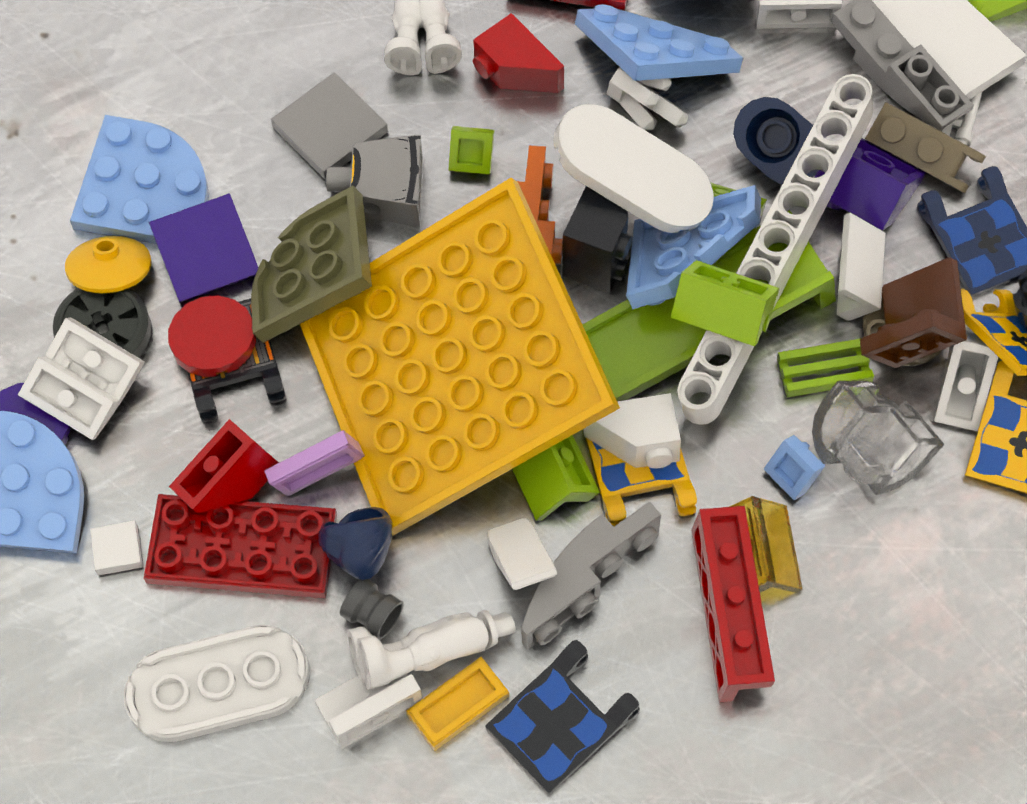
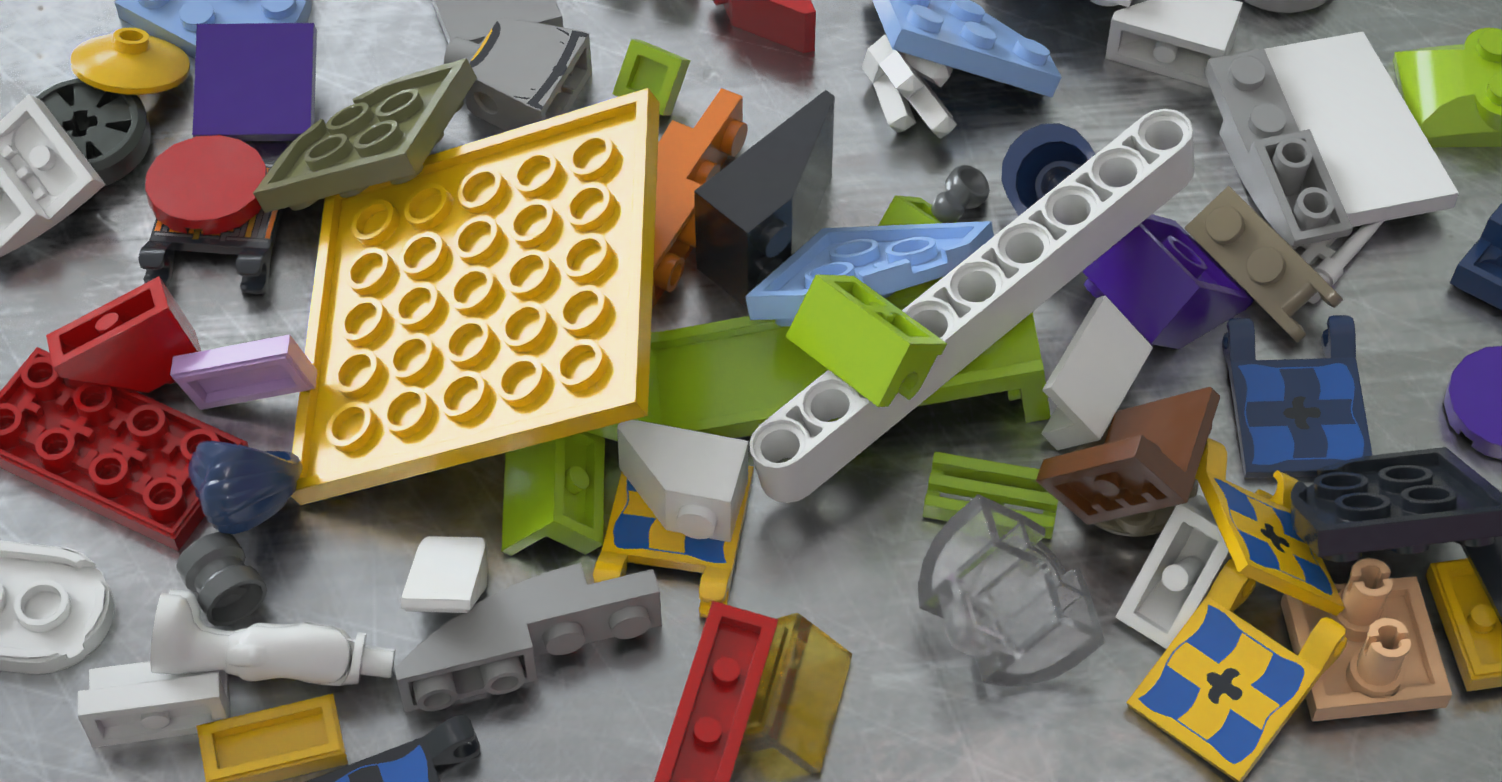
camera: 20 degrees right, 10 degrees down
(633, 168) = (827, 141): white tile -> none
(715, 160) = (965, 189): none -> dark grey piece
(794, 467) = (884, 603): light blue tile -> none

